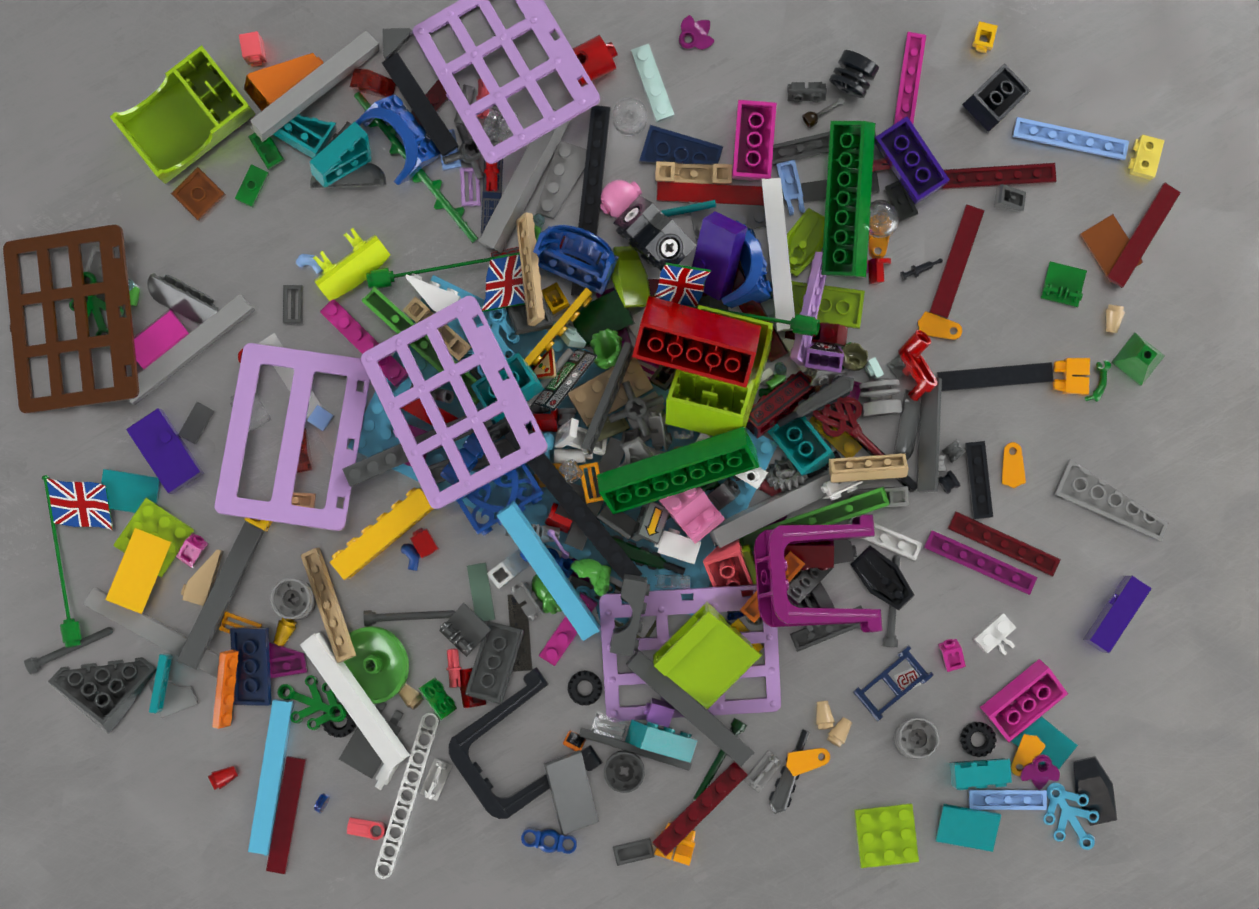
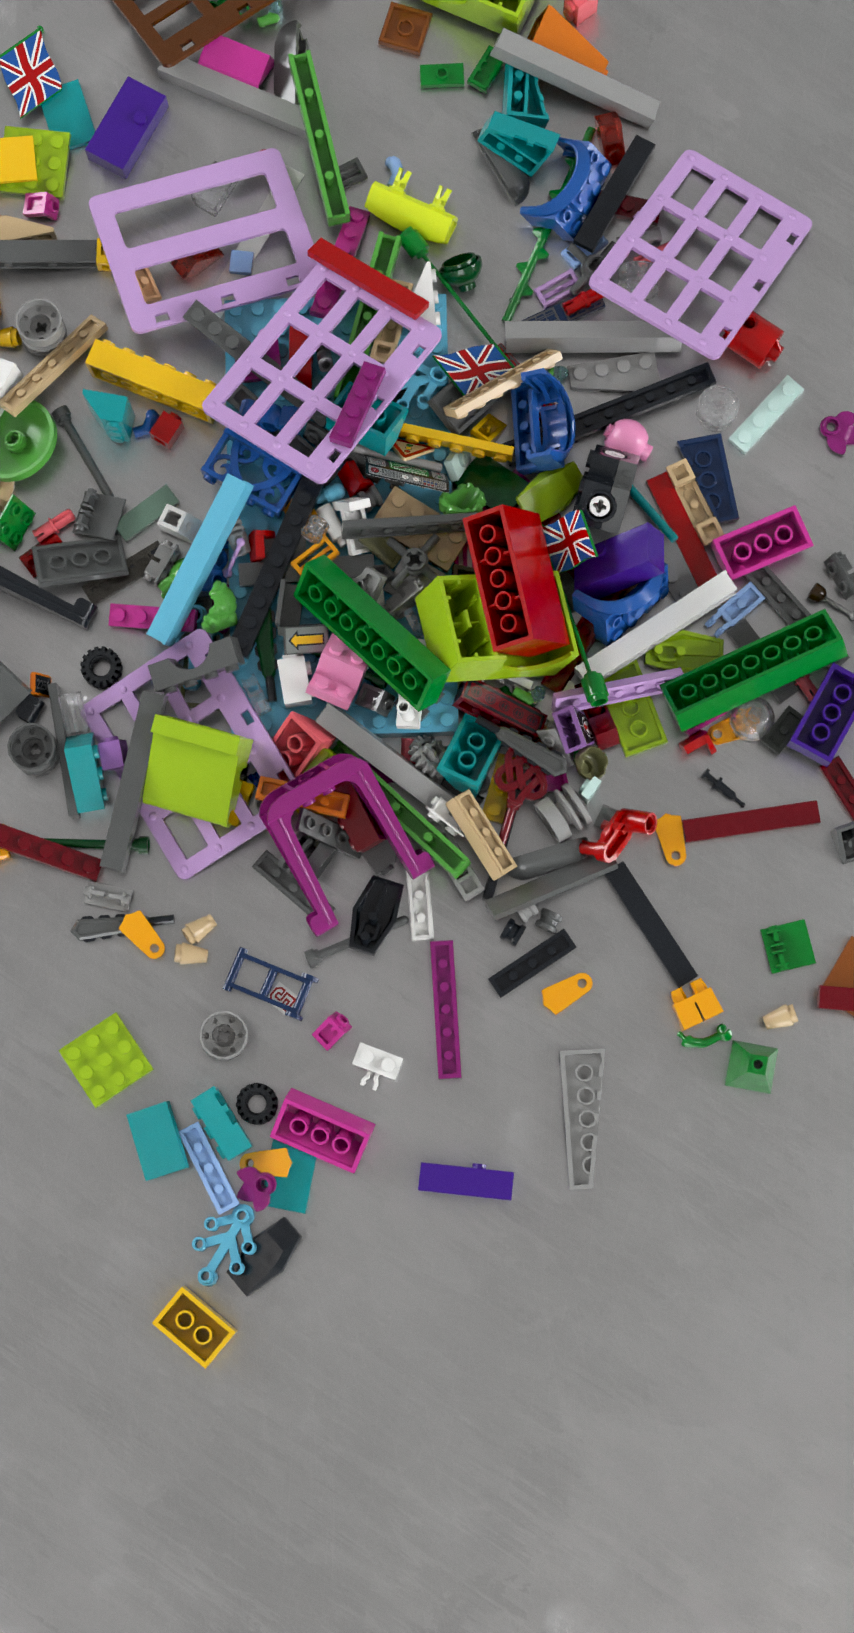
camera: 65 degrees right, 5 degrees down
(196, 422) = (172, 145): dark grey tile -> none
(257, 307) = (319, 138): none -> bright green tile
(394, 40) = (666, 136): dark grey slope -> none
(395, 579) = (112, 413): none -> teal slope
(396, 329) = (368, 278): none -> red tile
(418, 252) = (462, 270): none -> dark green piece
(498, 389) = (357, 404): none -> magenta plate
(1004, 544) = (478, 1025): dark red tile -> none
(1120, 869) = (194, 1326): none -> yellow brick

